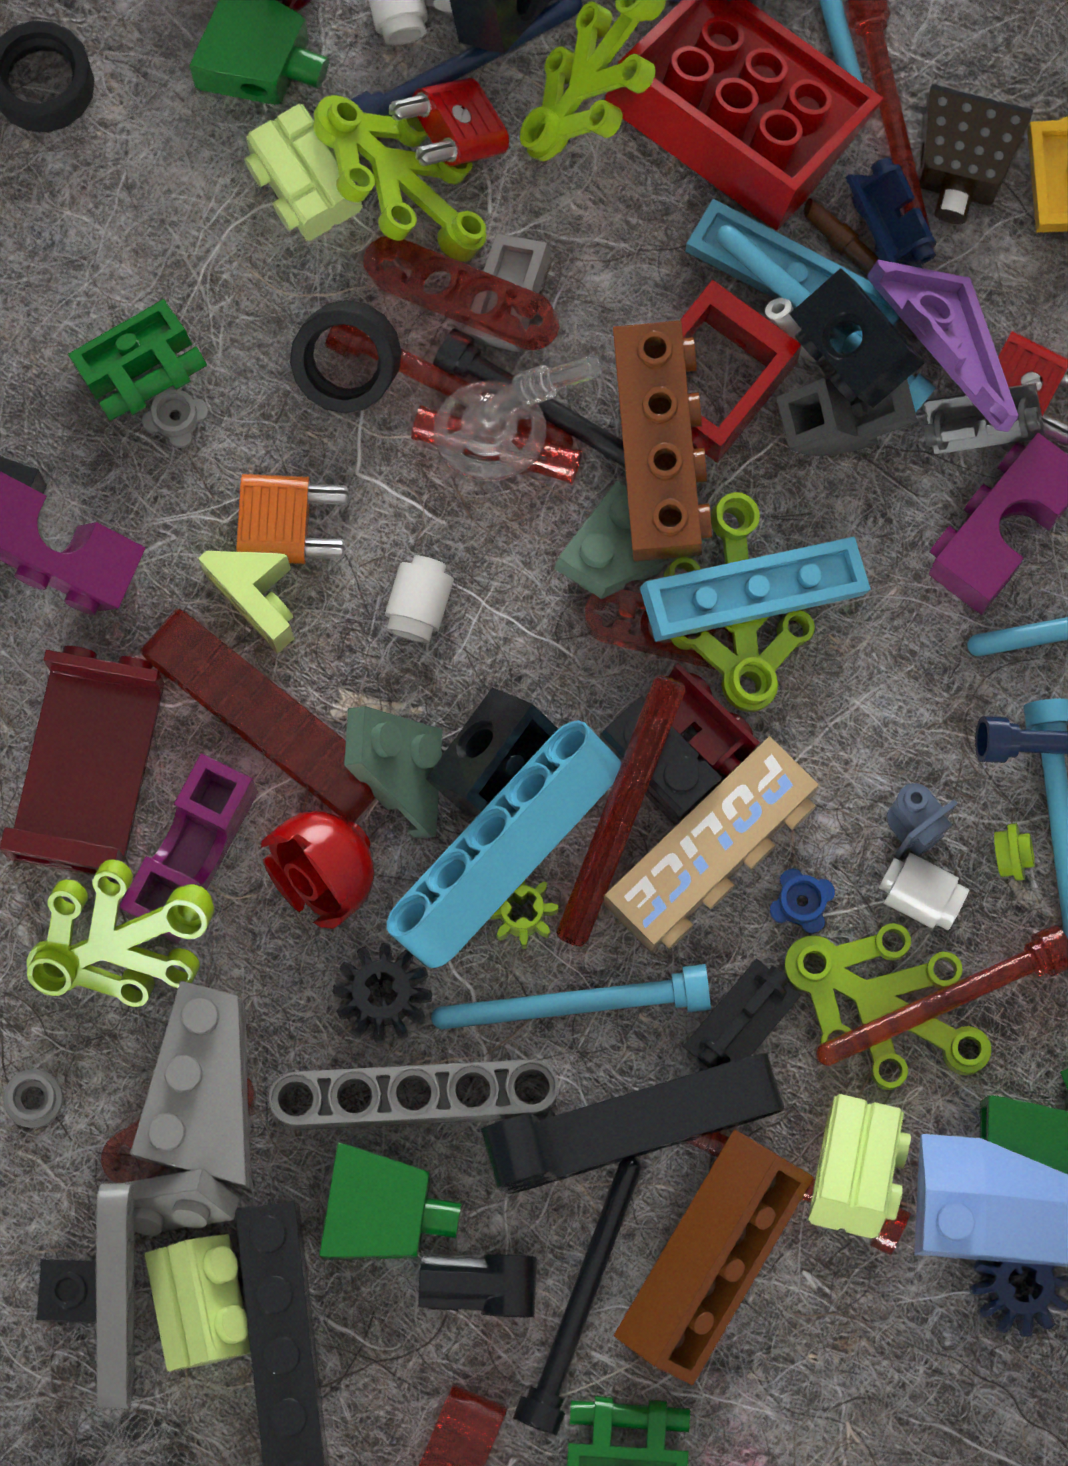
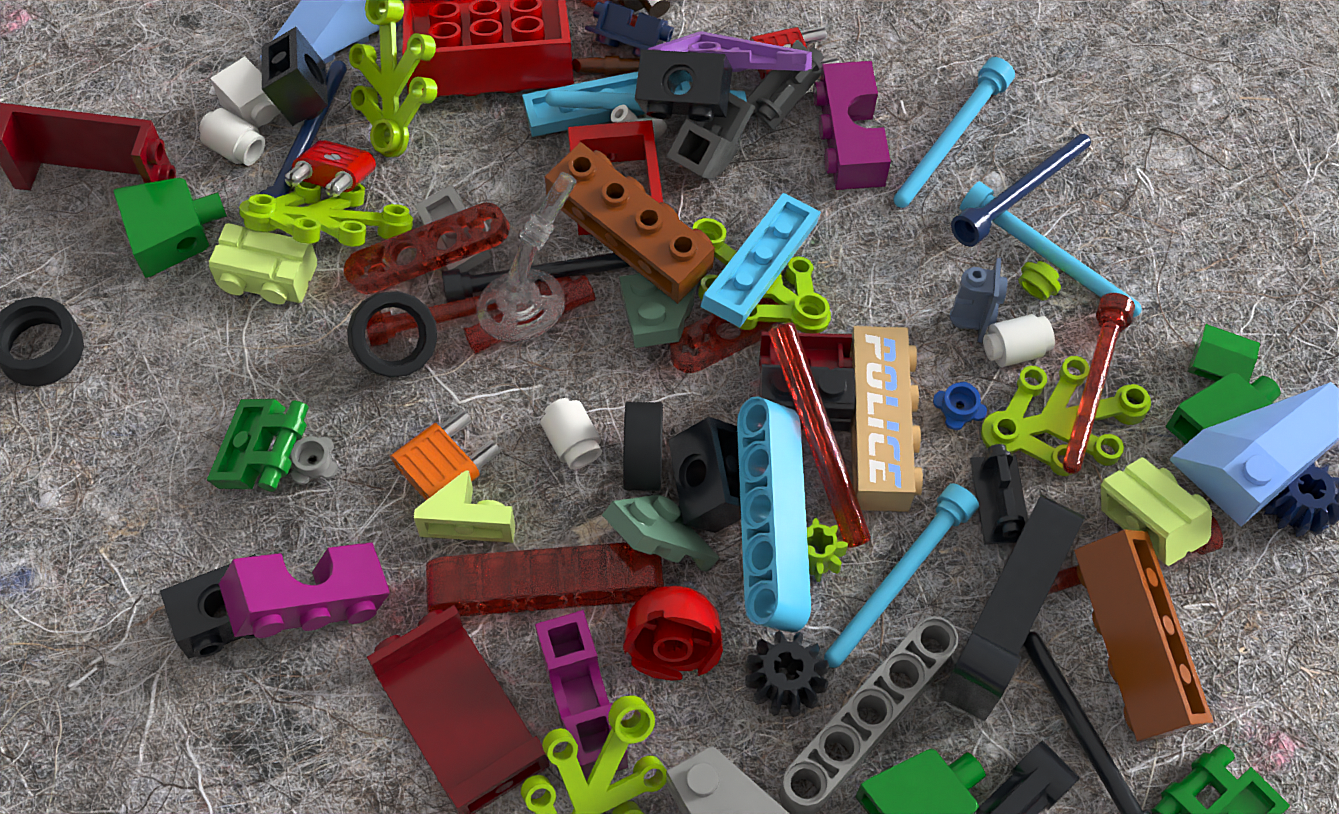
camera: 45 degrees left, 15 degrees down
(458, 673) = (642, 446): none -> black tyre

